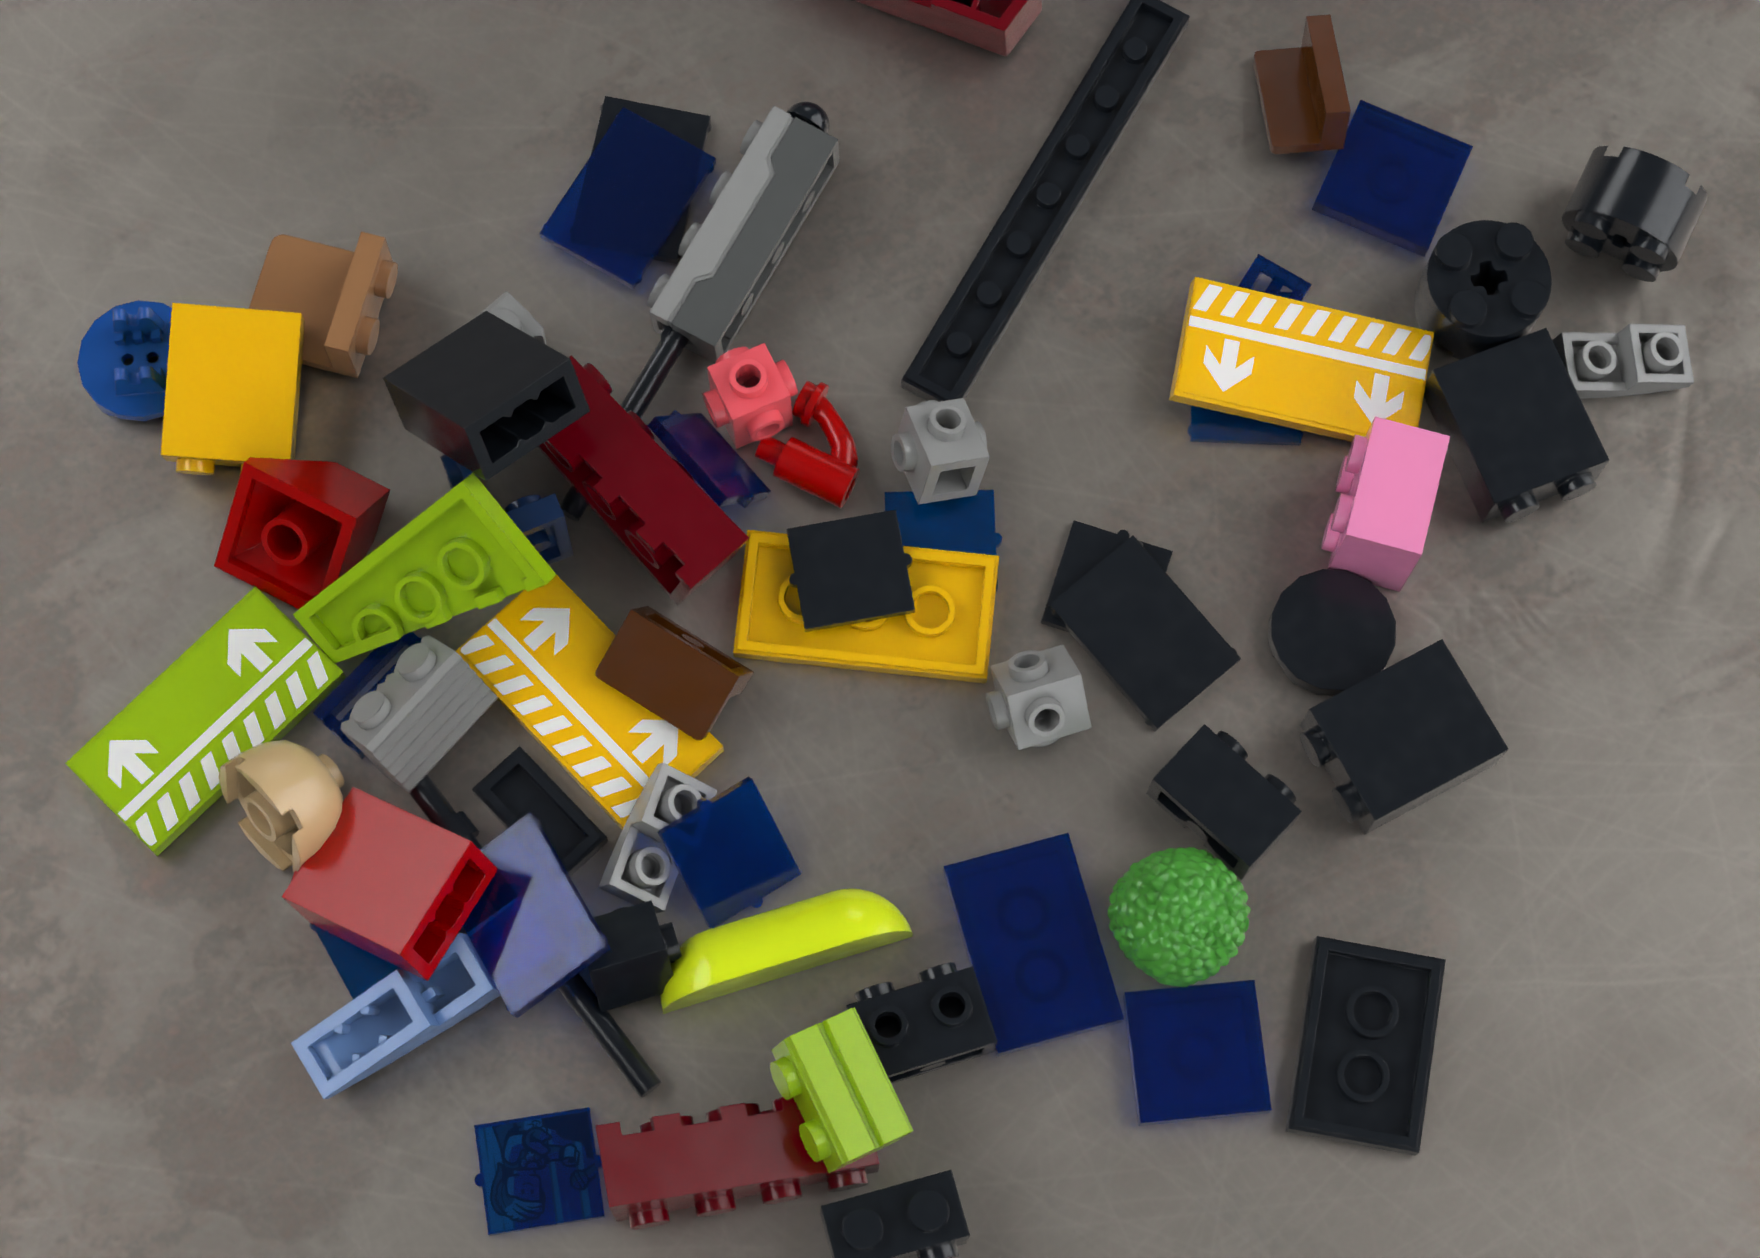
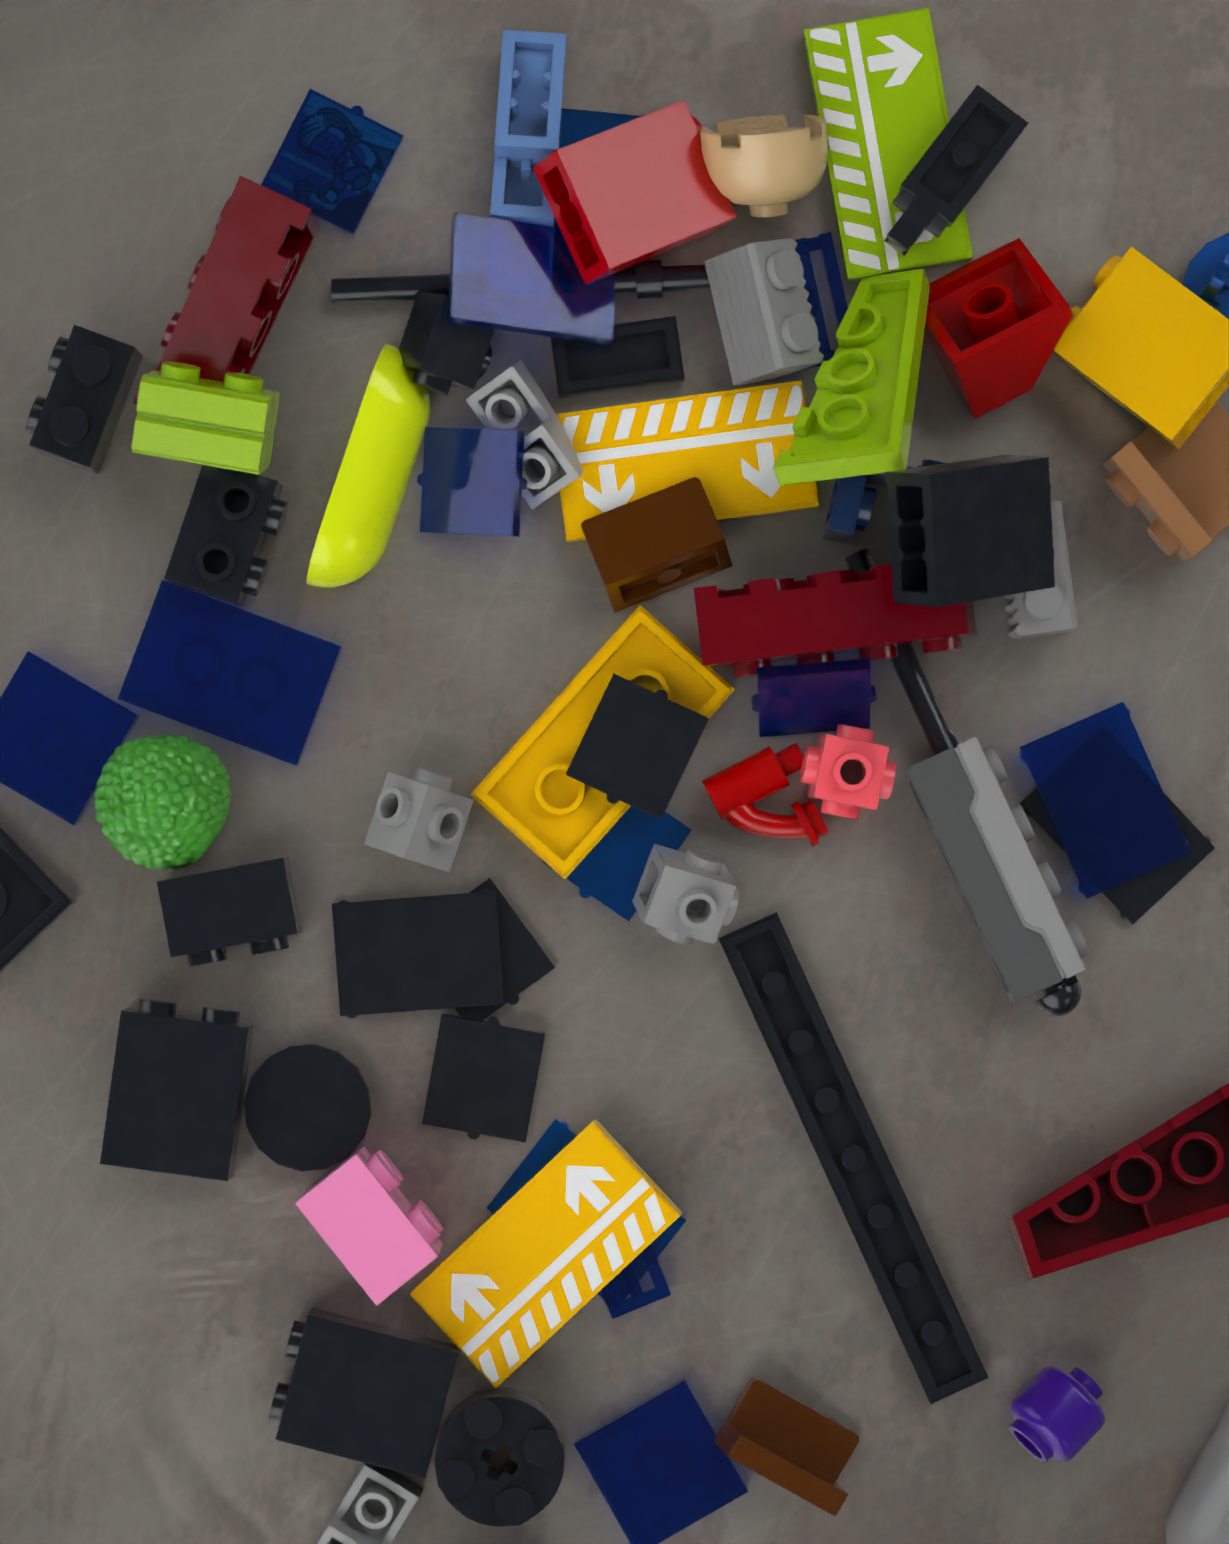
camera: 130 degrees right, 15 degrees up
(191, 642) = (954, 168): none -> black hinge
(1202, 514) = (483, 1077): none -> black piece

